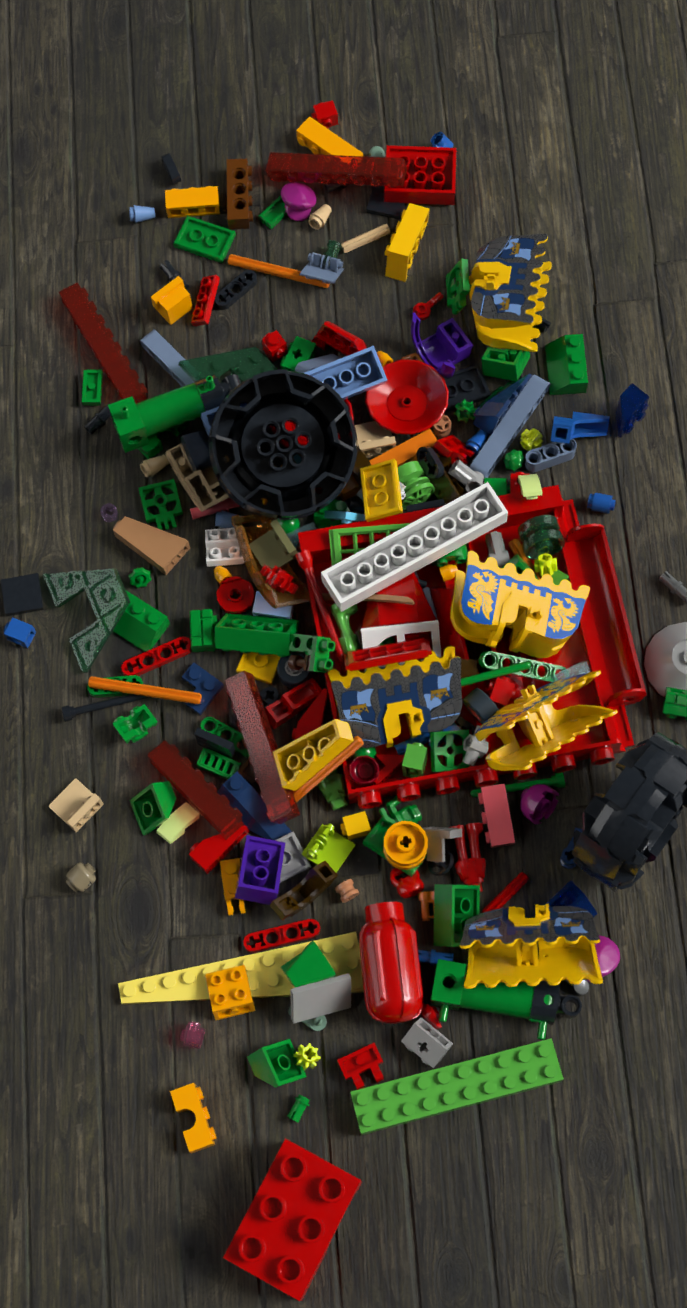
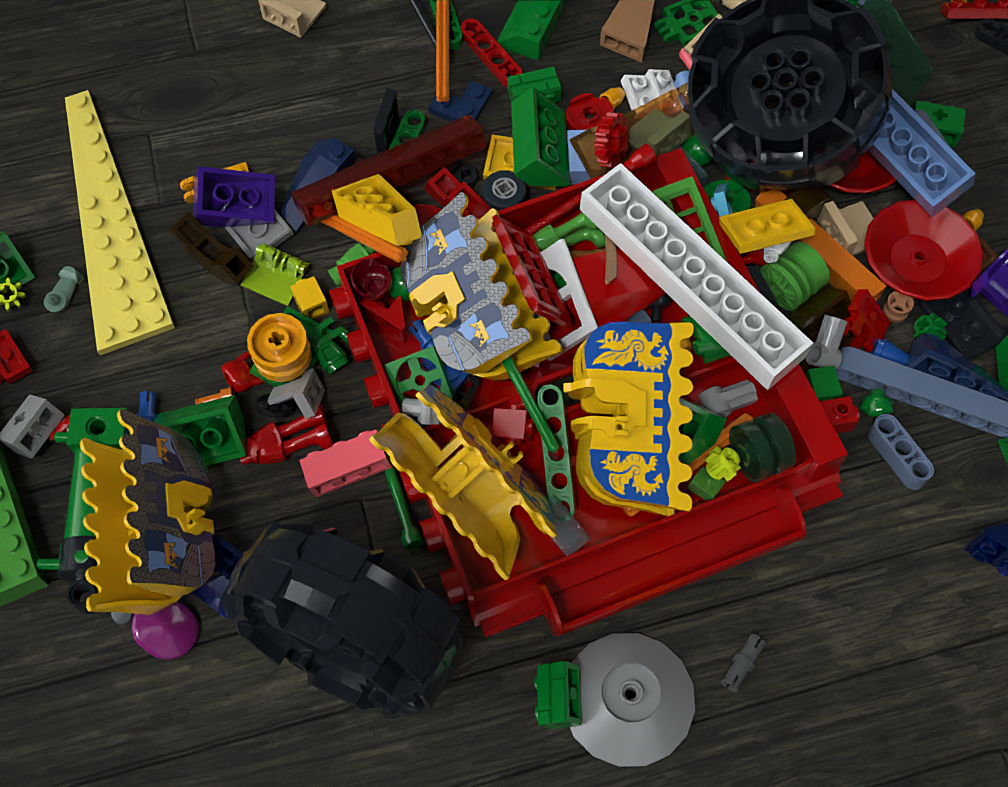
camera: 75 degrees right, 5 degrees down
(80, 877) = (207, 29): dark tan head -> none
(136, 724) = (396, 43): green cylinder -> none
(139, 577) = (587, 14): green piece -> none
(153, 805) = (306, 82): green slope -> none
(177, 823) = (290, 111): yellowish green slope -> none
(192, 1035) = (30, 174): clear pink plate -> none
(195, 789) = (324, 114): clear red brick -> none
(214, 755) = (365, 124): green slope -> none
(215, 848) = (254, 148): red slope -> none
(229, 992) = (81, 196): light orange bracket -> none
(274, 346) = (944, 89): red brick -> none
(282, 938) = (160, 245): red beam -> none
(308, 967) = (107, 270): green piece -> none
(316, 653) = (518, 191): green hips -> none
(320, 998) = (74, 289): light grey tile -> none
(338, 338) = (978, 155): red wedge -> none
(346, 890) = (223, 303): nougat wheel -> none
(390, 964) = (120, 359): red piece -> none
(414, 760) = (397, 338): bright green brick -> none
(429, 463) = (832, 288): black beam -> none
(468, 667) = (533, 371): dark brown slope -> none
(480, 705) = (483, 398): black wheel -> none
(507, 892) = (241, 495): red axle -> none
(530, 486) = (832, 413): yellowish green slope -> none
(531, 439) = (916, 421): neon yellow gear -> none
(538, 802) = (372, 512): magenta cylinder -> none
(579, 426) = (959, 481): blue arch -> none
(601, 503) = (847, 533): blue brick -> none

